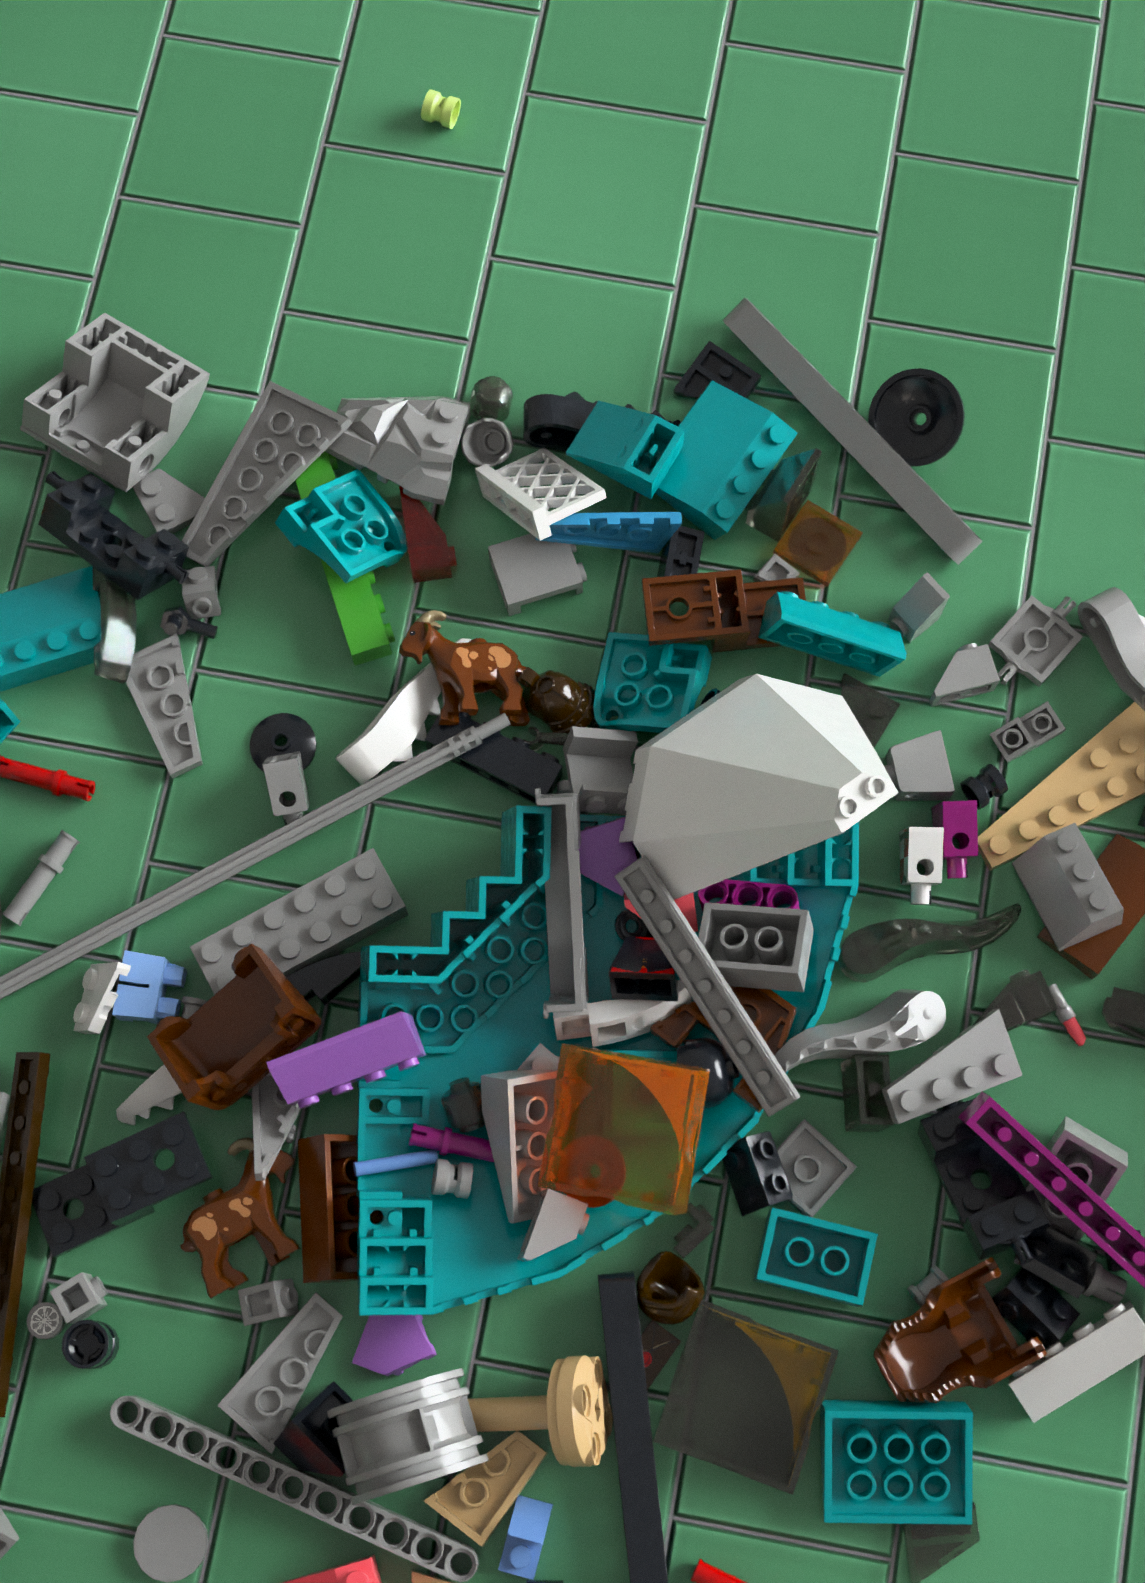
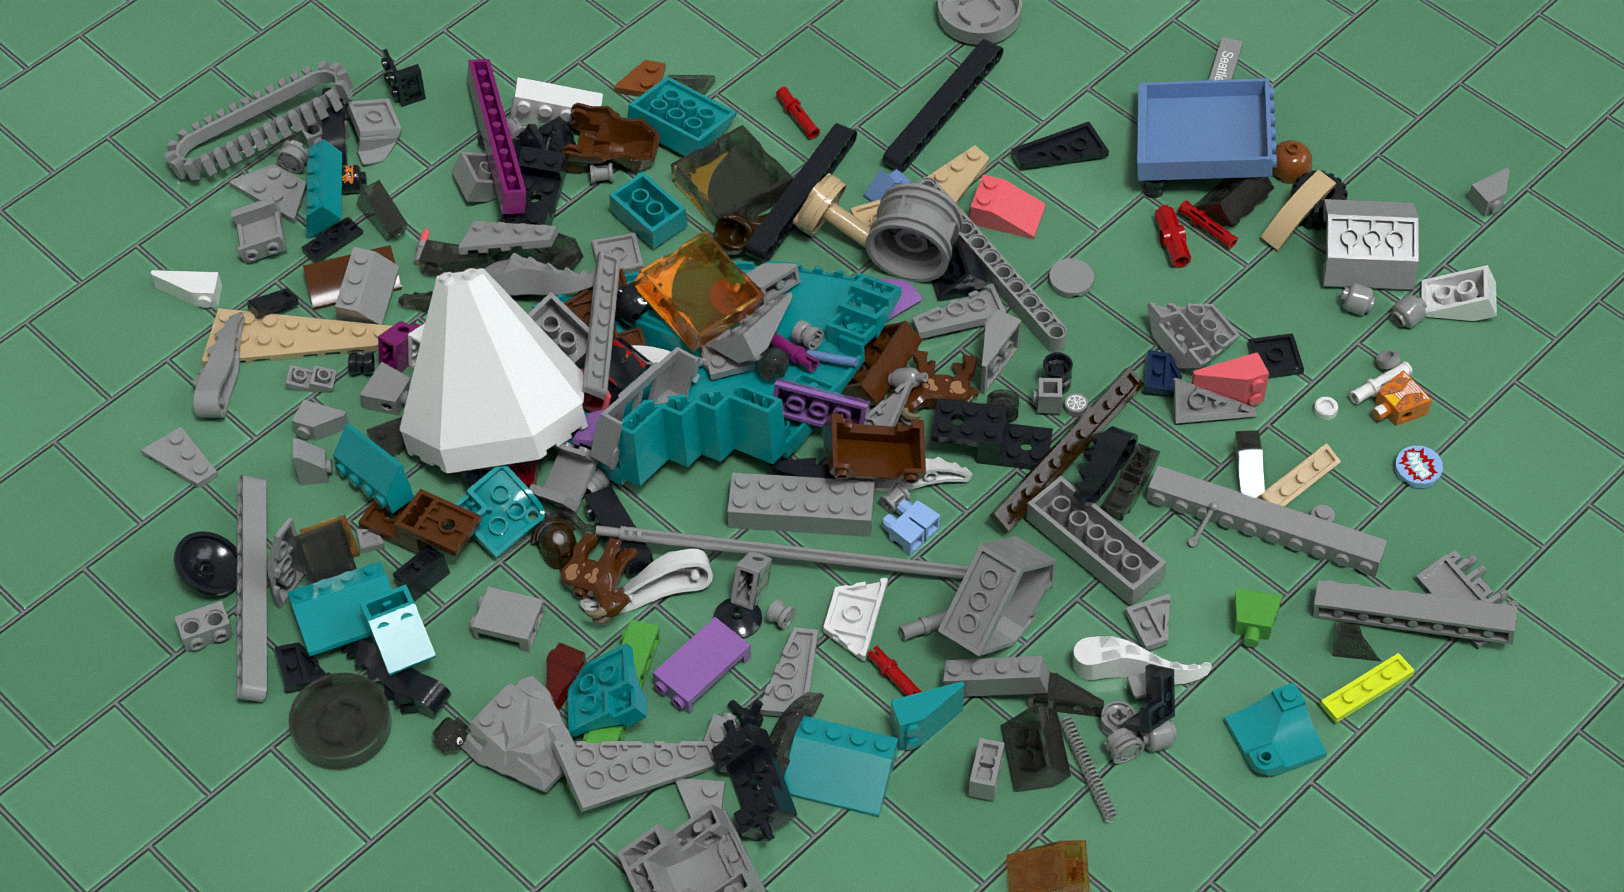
camera: 145 degrees left, 20 degrees down
(97, 996) = (940, 534): white wing -> none
(133, 1242) = (1005, 398): none -> clear smoke wheel
(142, 827) = (854, 615): none -> white wing
(191, 1330) = (1000, 346): none -> light grey slope
(229, 770) = (780, 614): none -> light grey wheel
(268, 1301) = (948, 345): light grey bracket -> none
(274, 649) = (700, 664): none -> medium lavender panel
(275, 1190) = (901, 375): none -> light grey plant
(486, 442) = (470, 705): light grey hair -> none
(521, 502) = (490, 642): white fence -> none
(617, 530) = (446, 599): dark azure wing -> none
(620, 343) = (340, 721): none -> clear smoke piece
(756, 1173) = (644, 254): black bracket -> none
(835, 471) = (284, 563): none -> light grey wedge
(863, 358) = (203, 622): none -> light grey brick
(1009, 1509) = (641, 78): none -> dark orange wing
(1035, 640) = (260, 417): light grey plate -> none
(1077, 538) = (183, 457): none -> light grey wing

